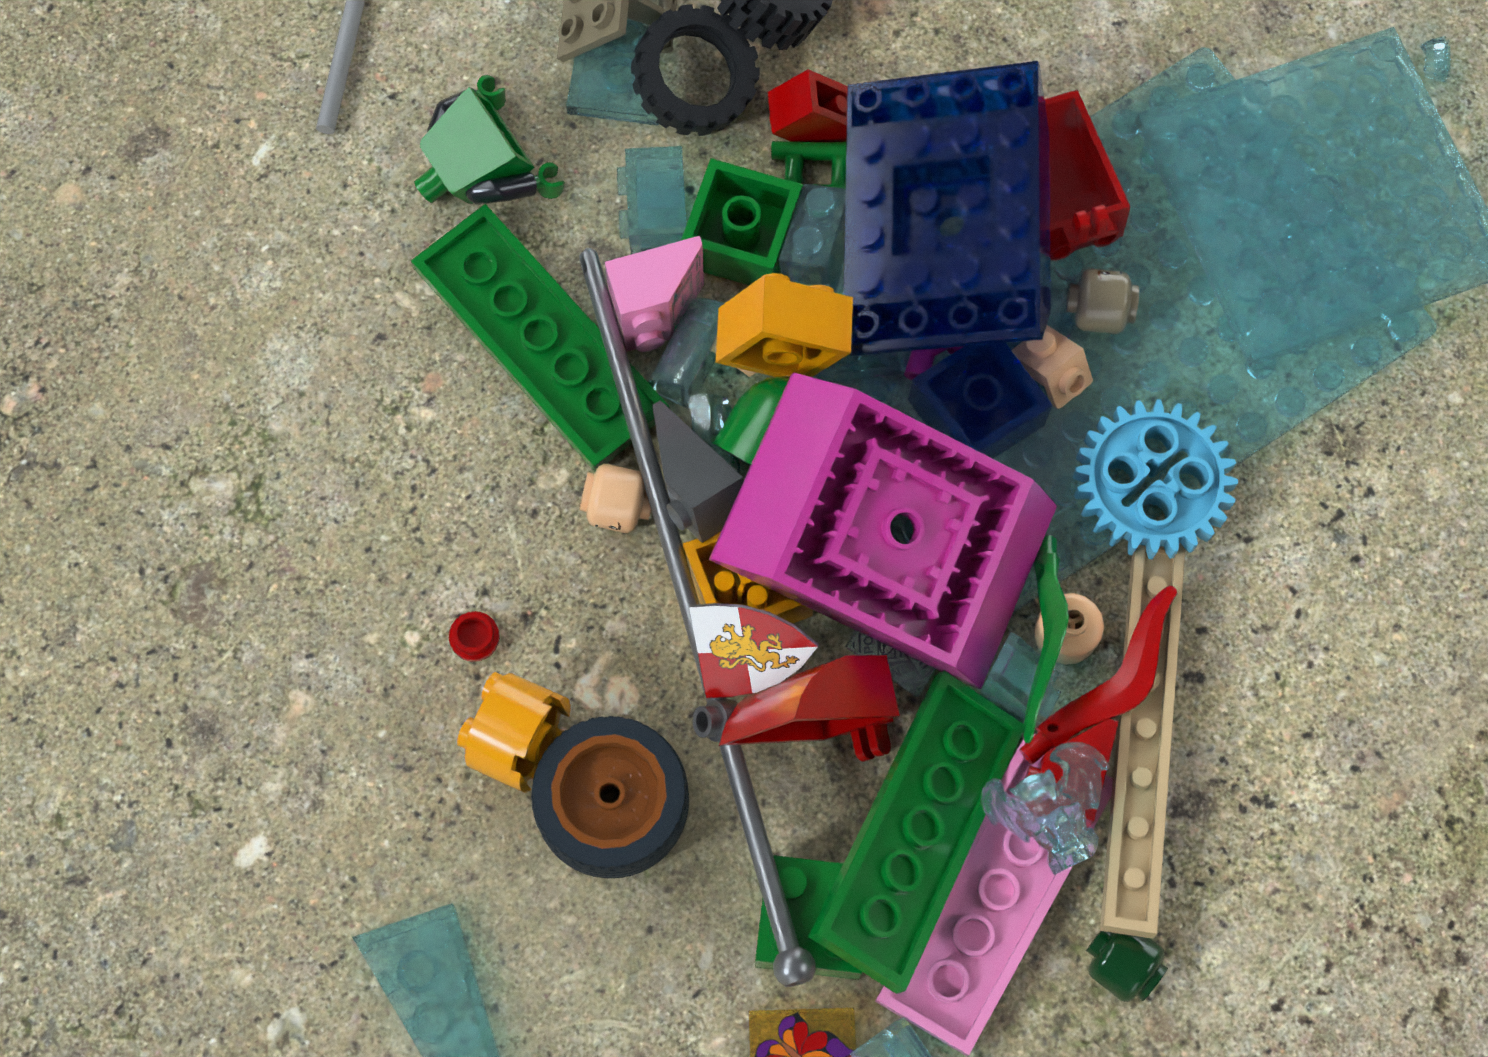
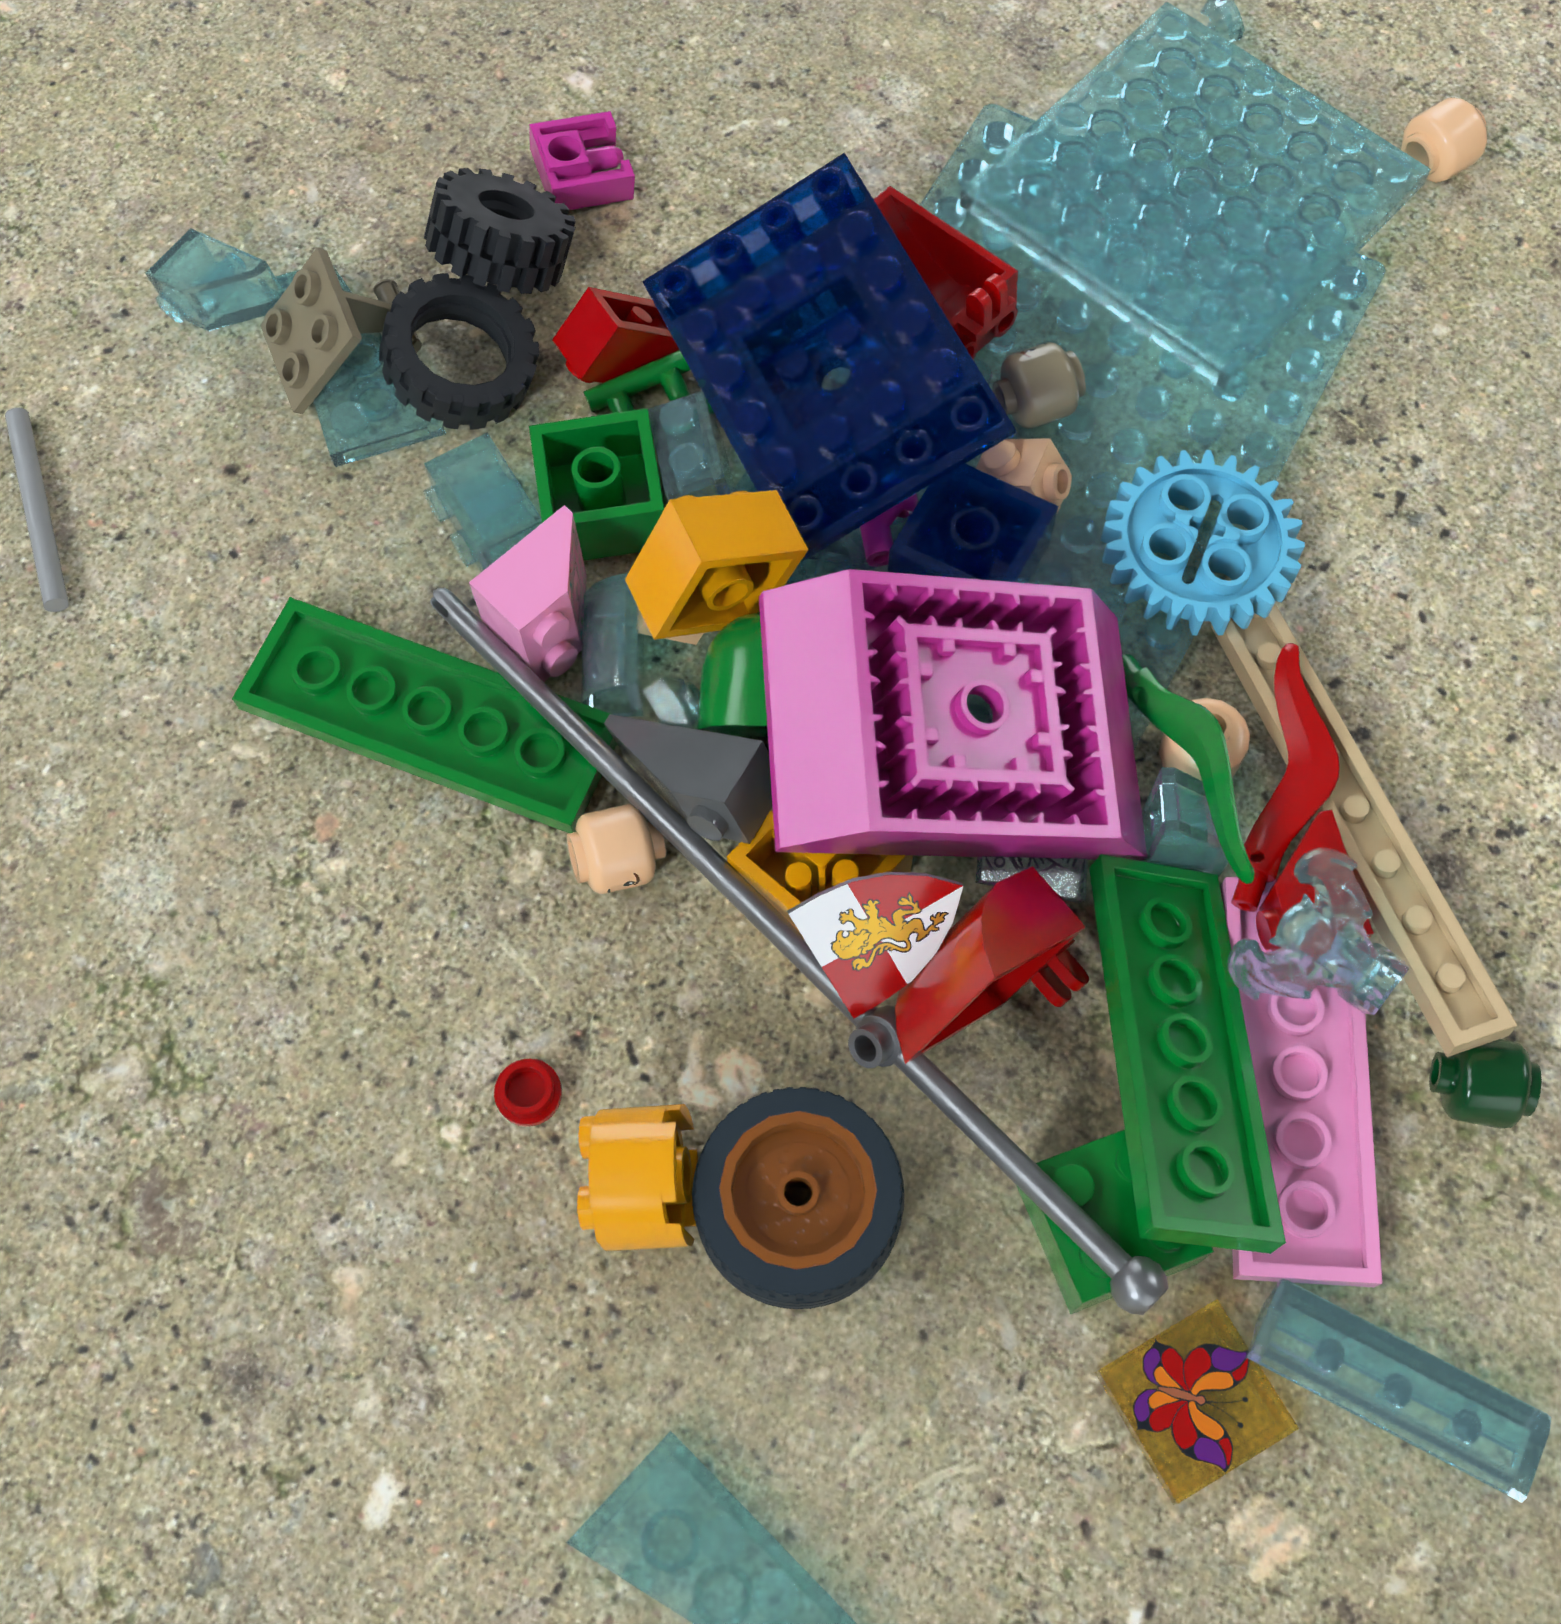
camera: 25 degrees left, 5 degrees down
(477, 153) = (254, 547): torso -> none

